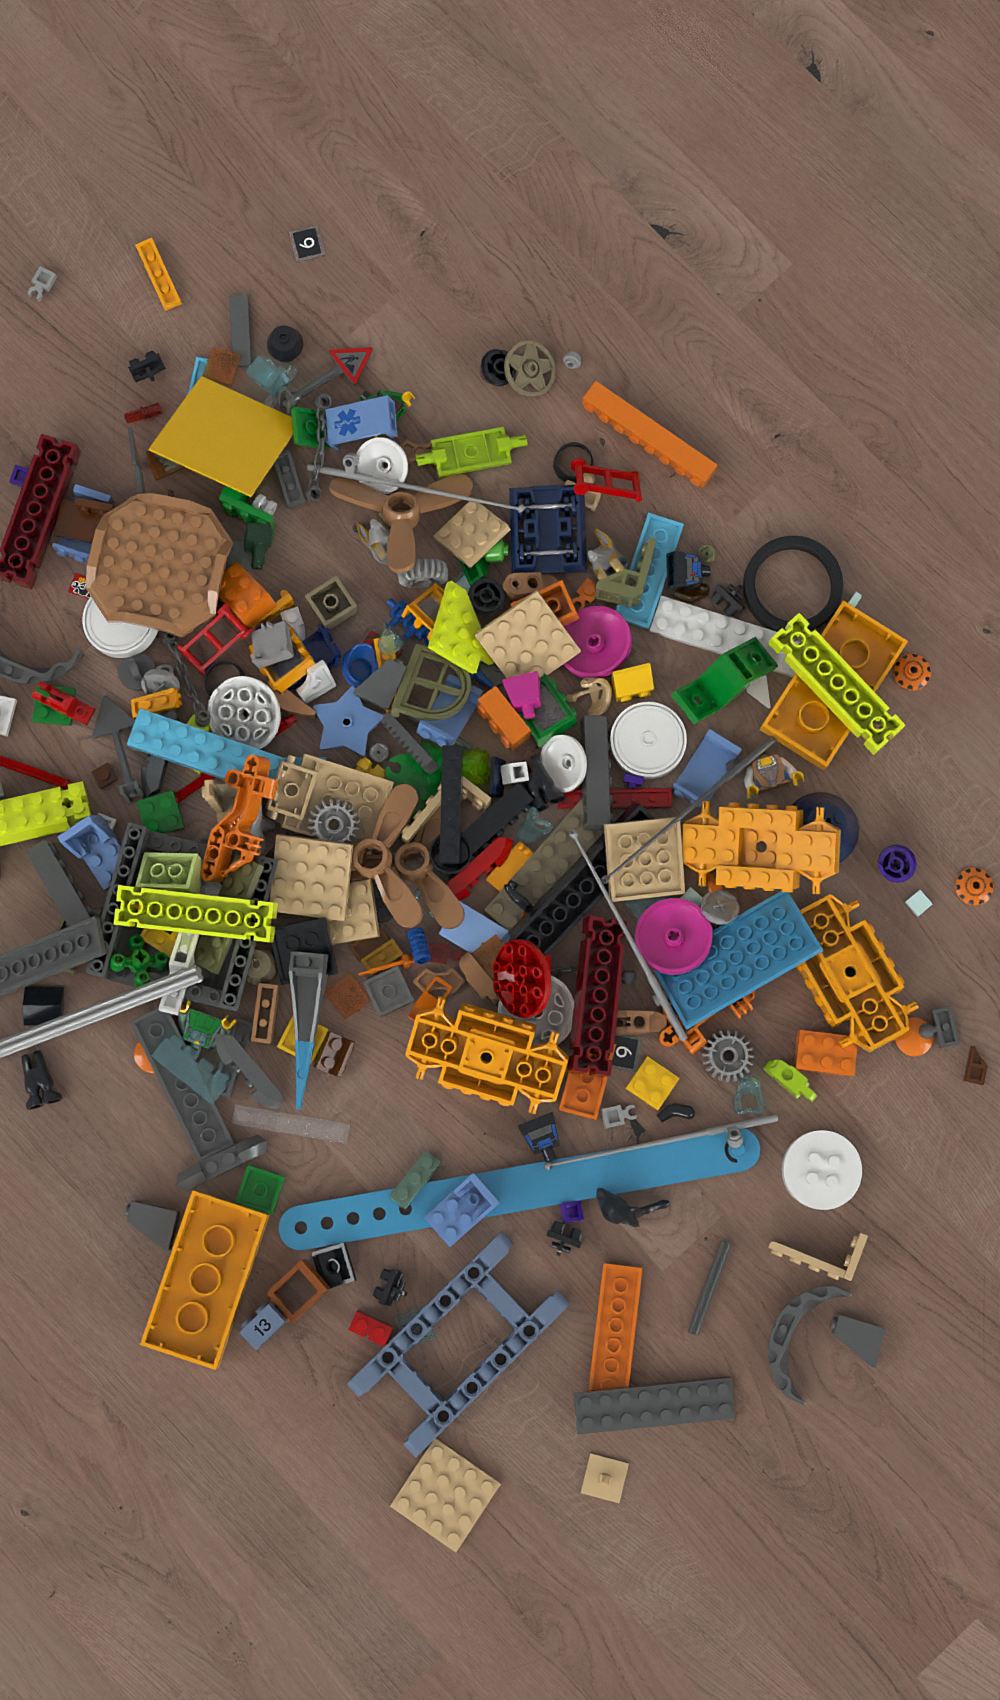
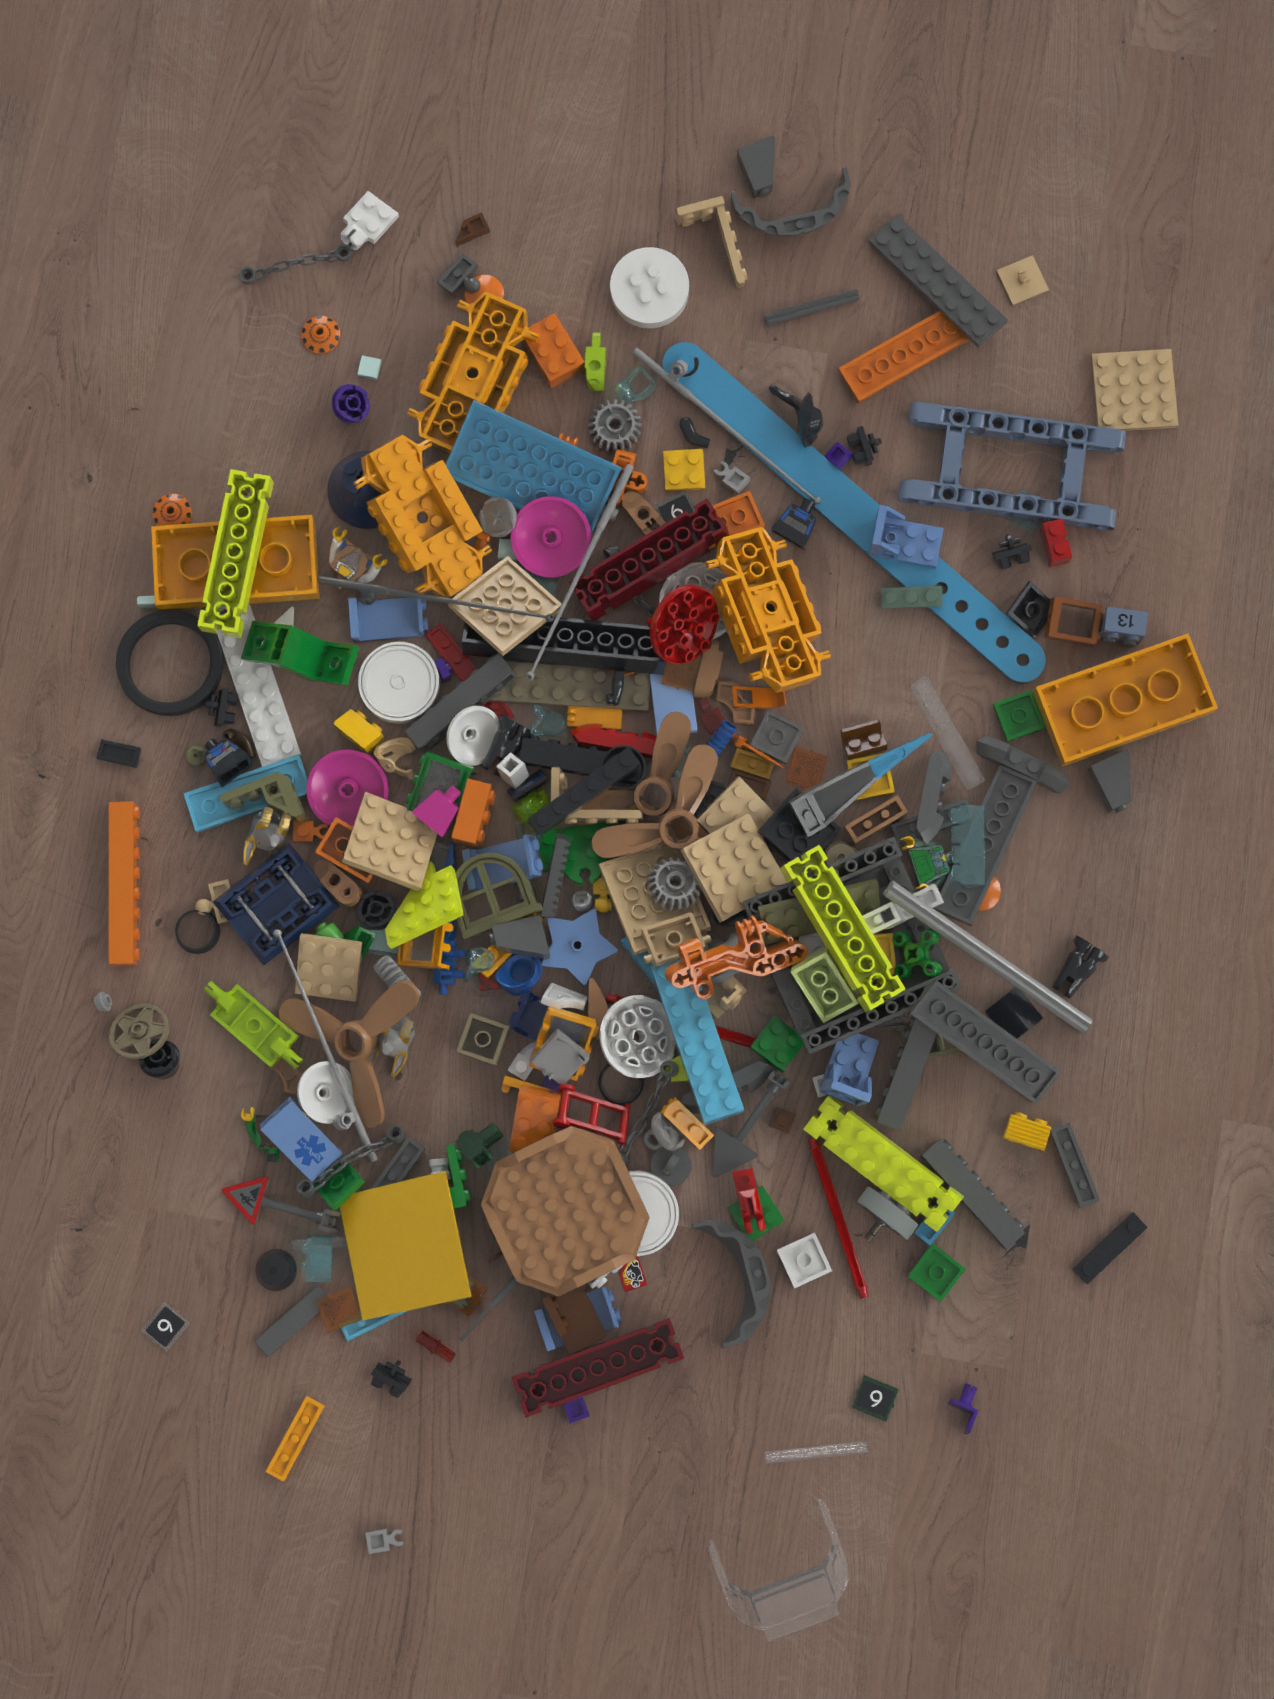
camera: 125 degrees left, 0 degrees up
(581, 487) = (218, 896): red piece -> none
(751, 501) = (119, 753): none -> black tile

